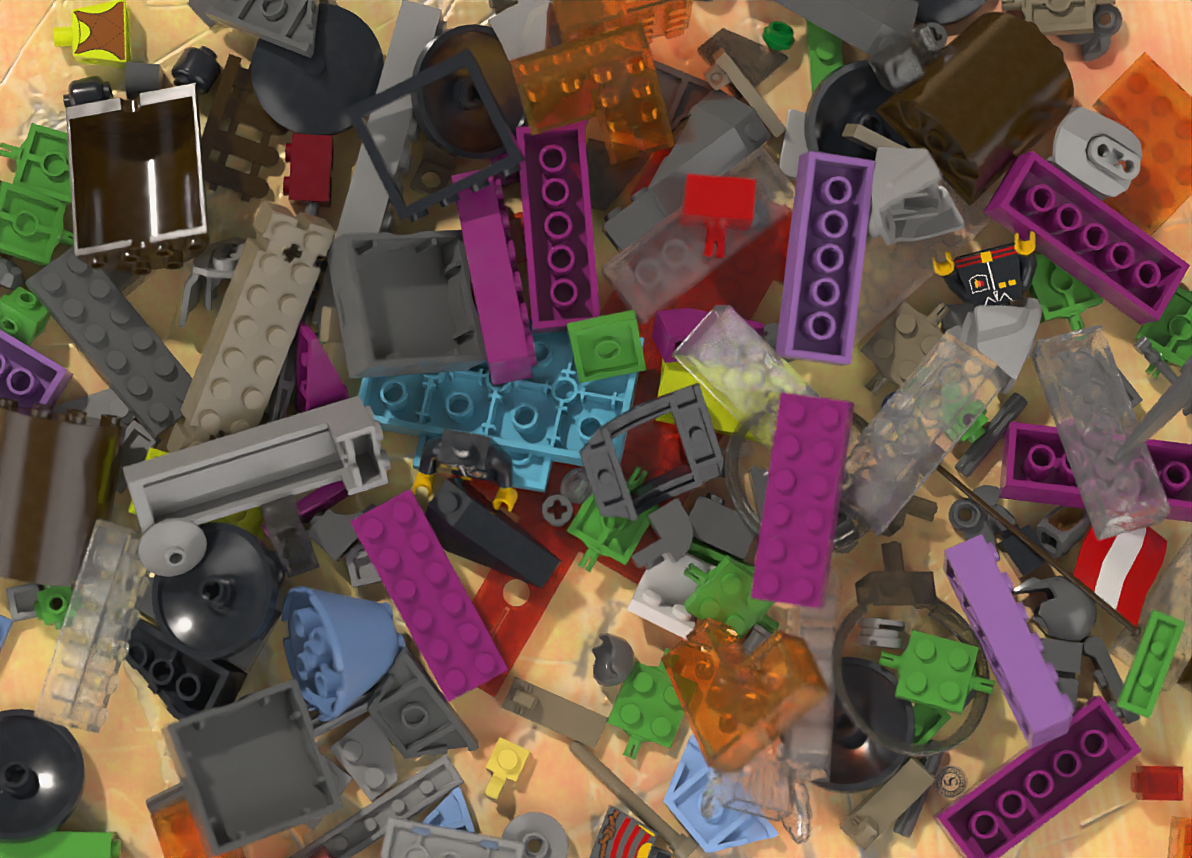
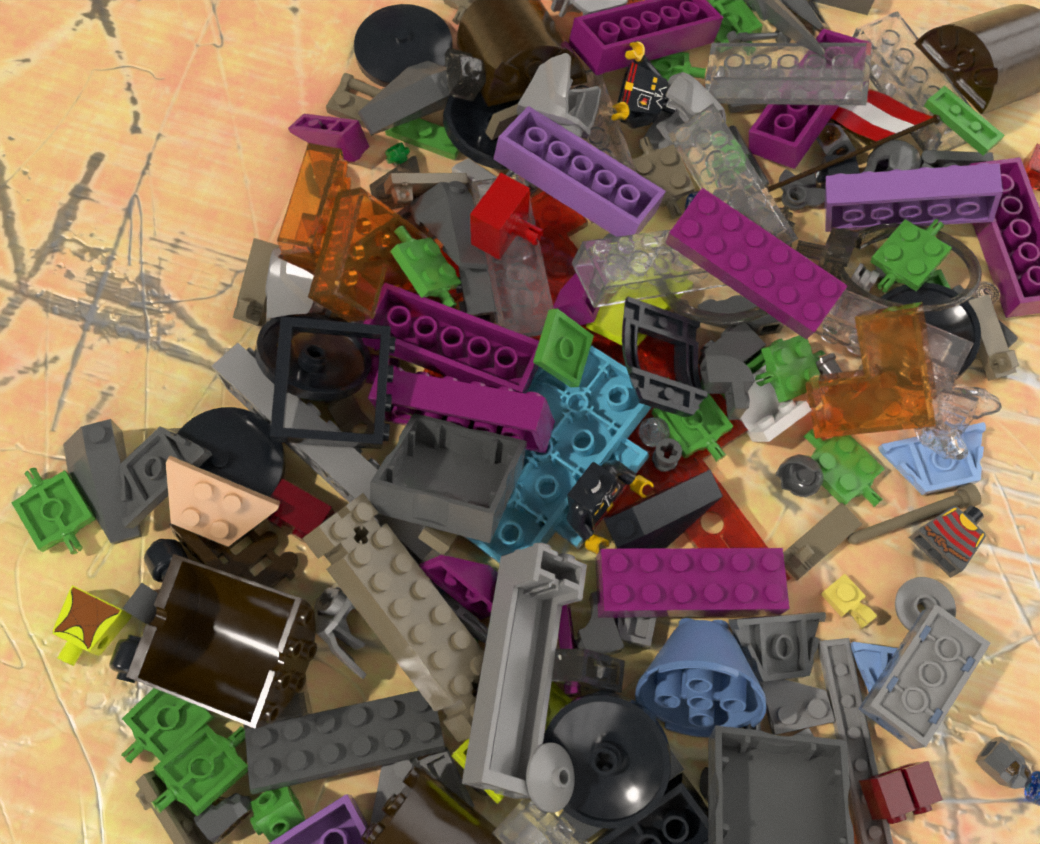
camera: 60 degrees left, 15 degrees down
(267, 88) = (213, 504): none -> light nougat wing
(625, 154) = (425, 267): none -> bright green plate

